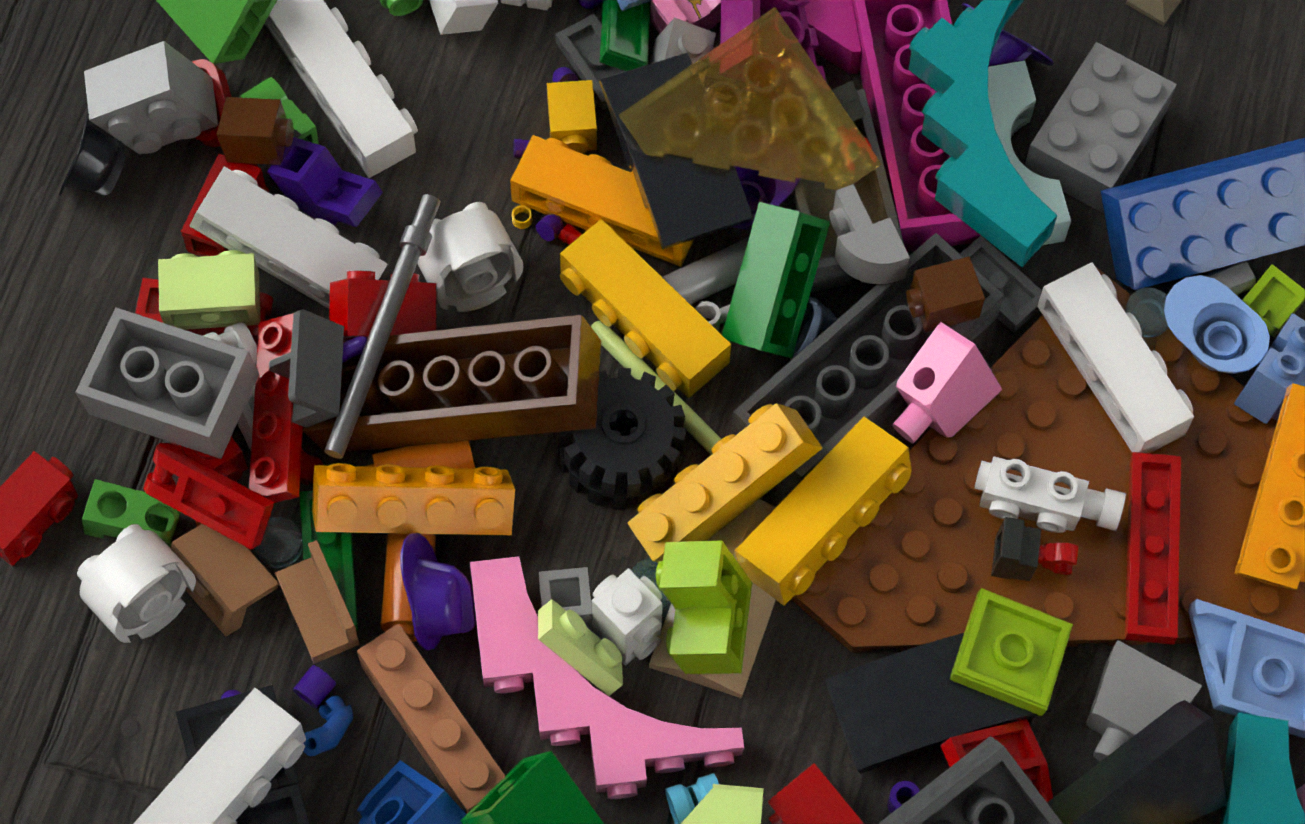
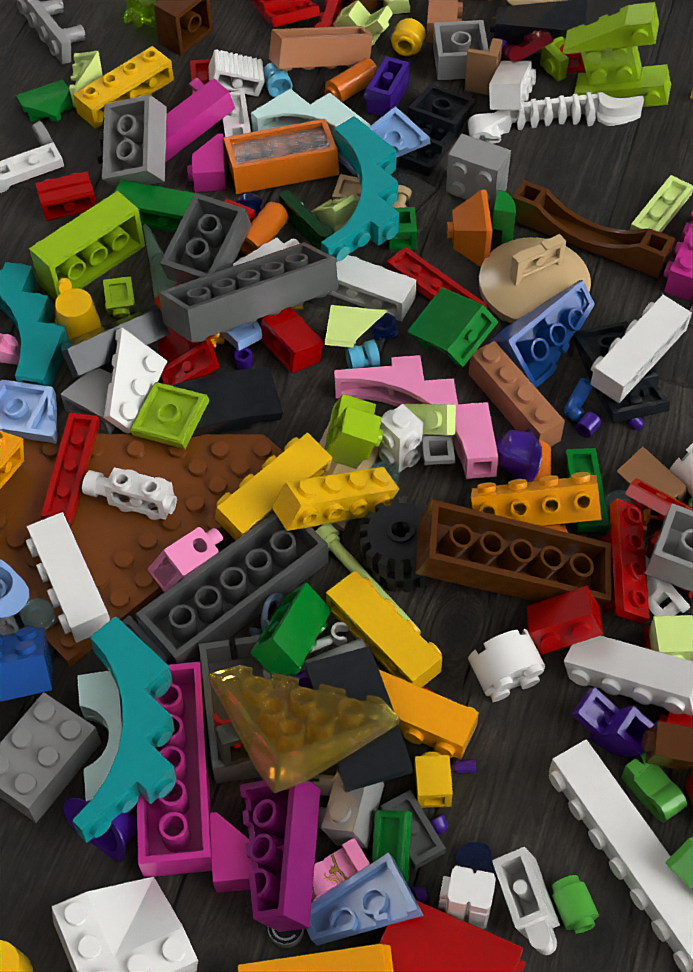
camera: 175 degrees left, 10 degrees down
(313, 368) = (609, 560): dark grey panel -> none
(317, 606) = (589, 450): medium nougat panel -> none
(353, 348) = (589, 580): dark purple piece -> none
(414, 244) = (546, 643): flat silver bar -> none
(516, 40) = (475, 856): none -> clear blue piece
(863, 248) = (226, 632): light grey brick -> none
(945, 294) = (177, 599): reddish brown brick -> none
(1019, 552) = (154, 464): pearl dark grey piece -> none
(1083, 714) = (133, 376): none -> white wing

